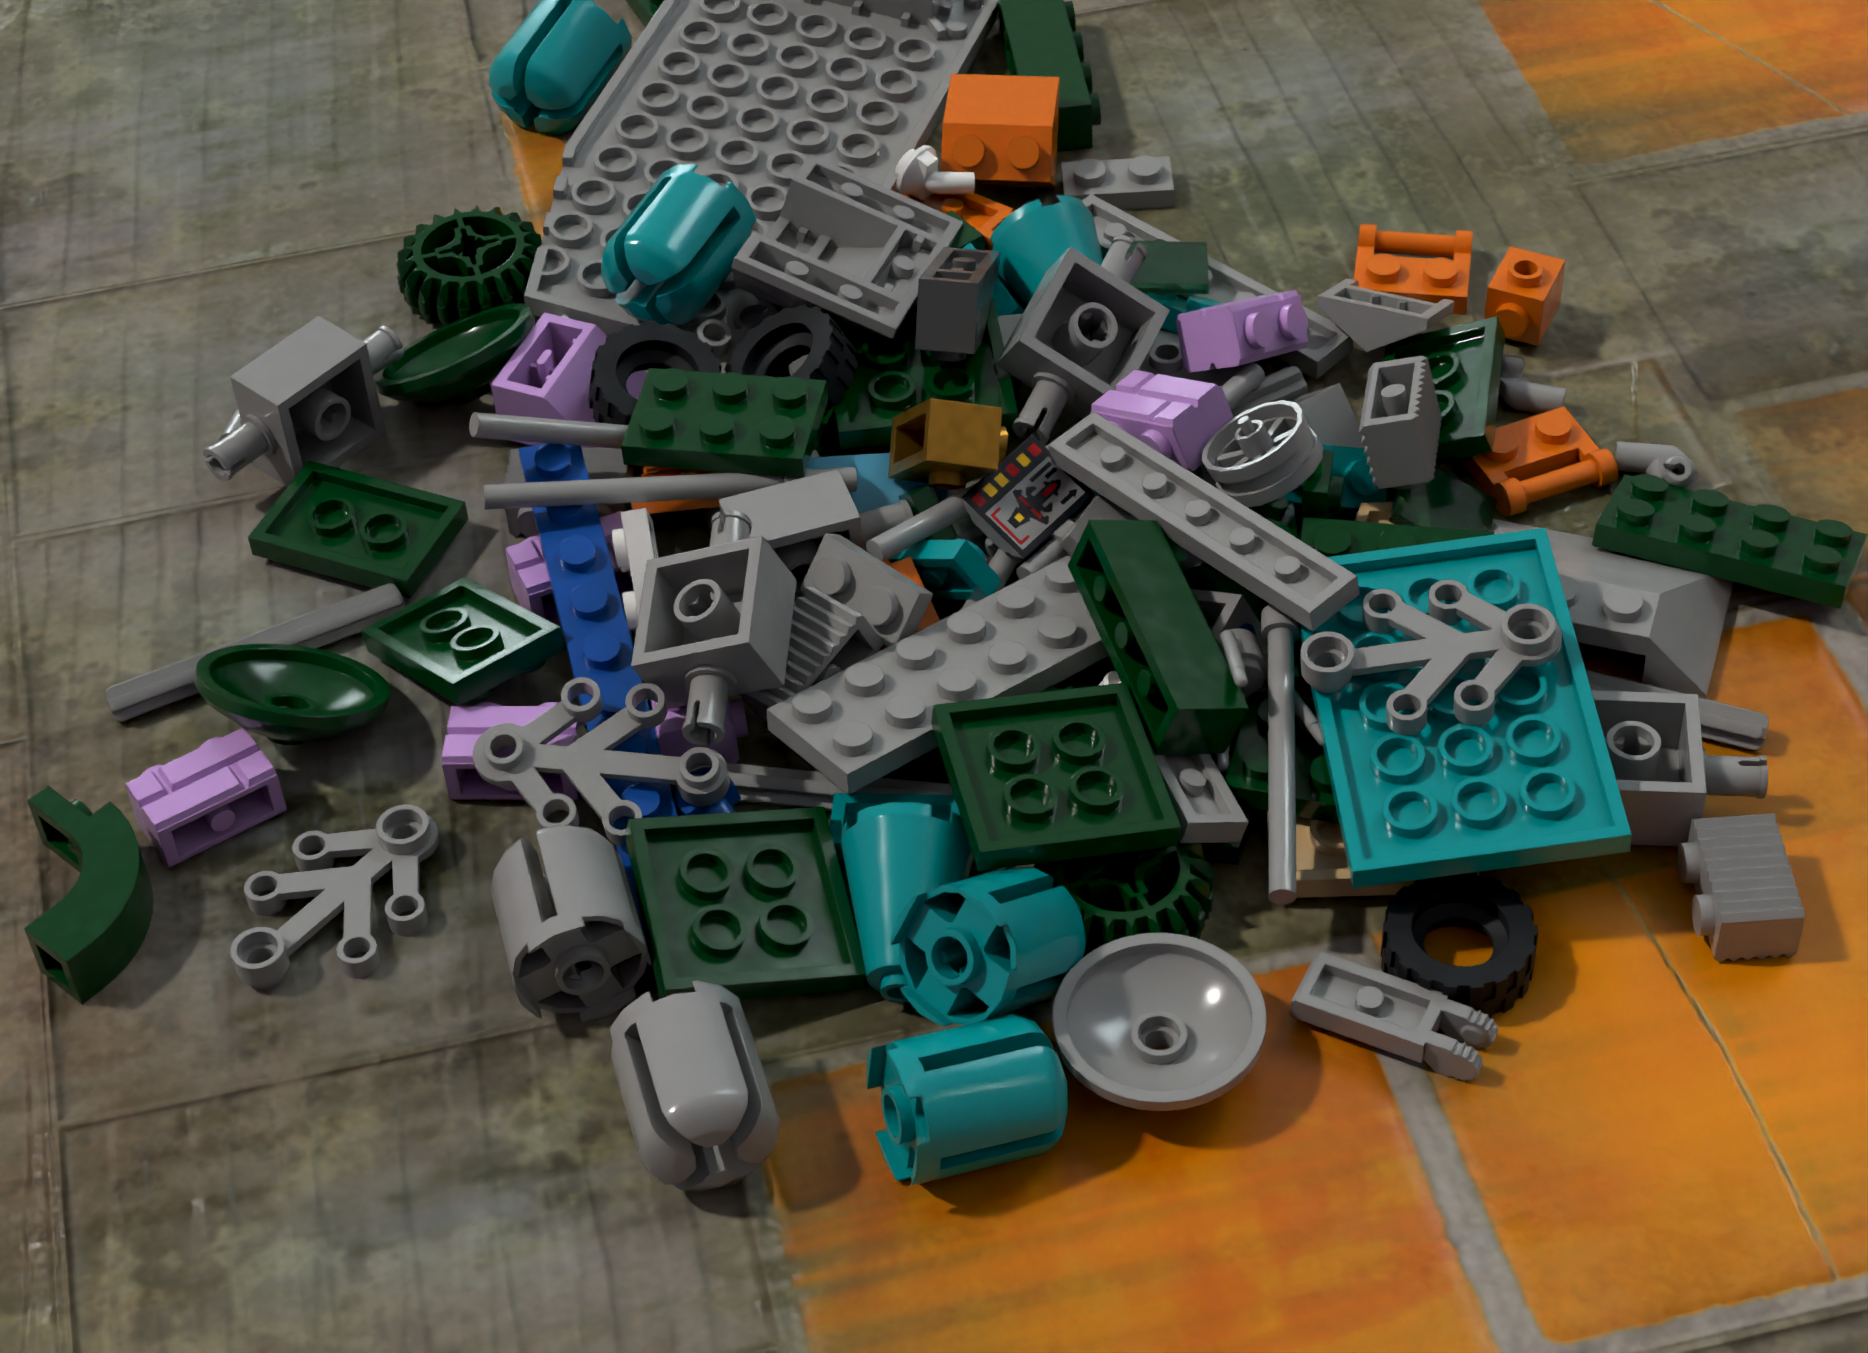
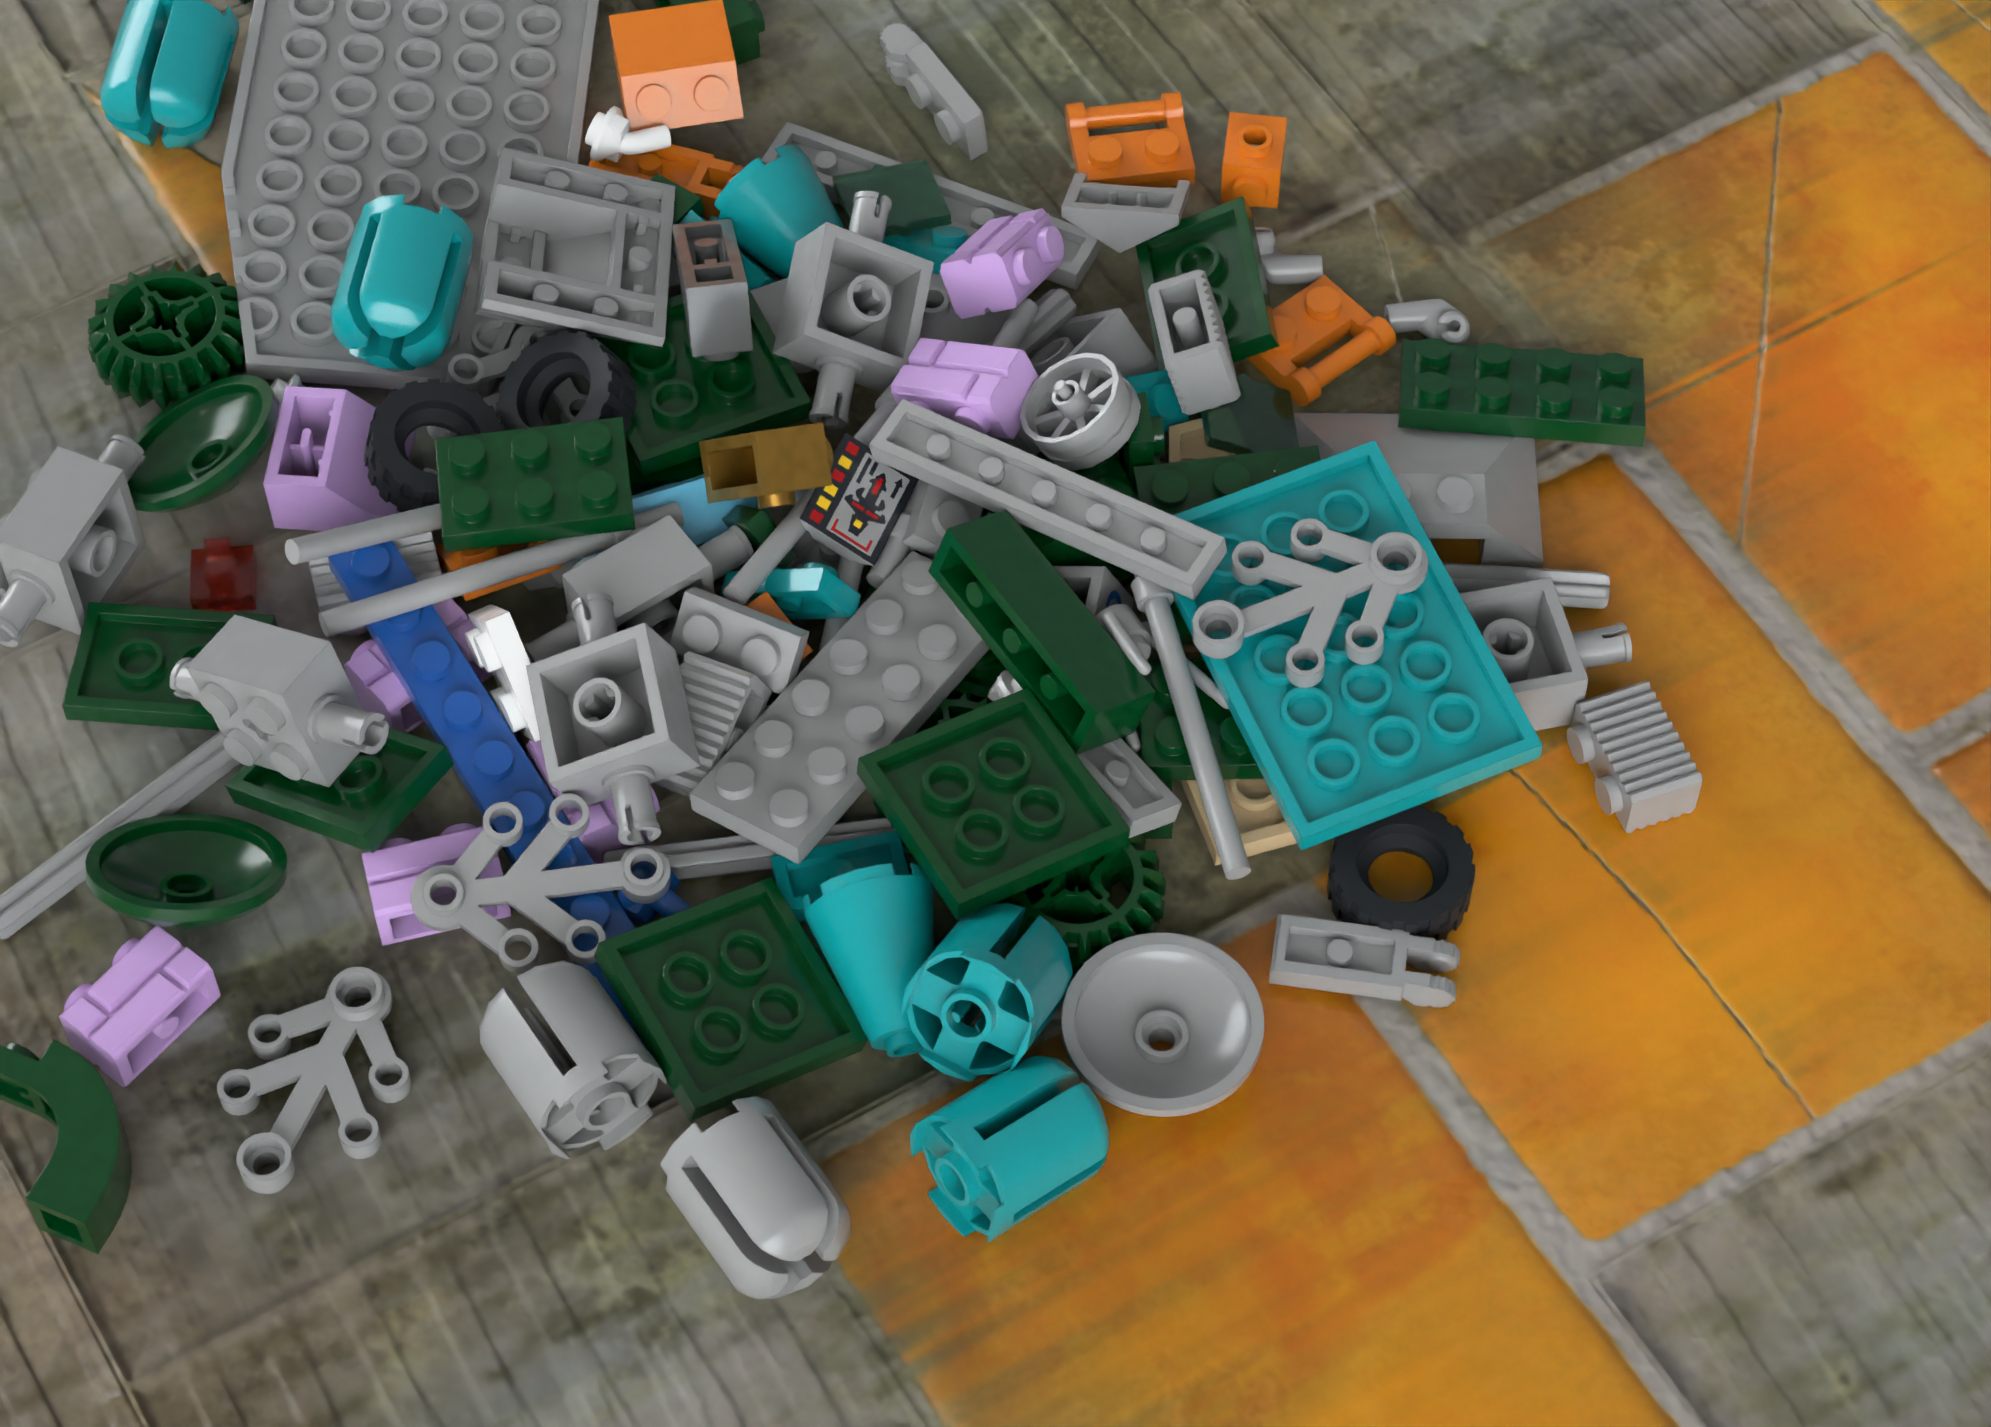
camera: 20 degrees left, 10 degrees up
(424, 556) = (280, 701): none -> light grey brick
(439, 464) = (223, 576): none -> clear red tile
(1124, 183) = (804, 98): light grey plate -> none
(1238, 189) = (933, 86): none -> light grey hinge

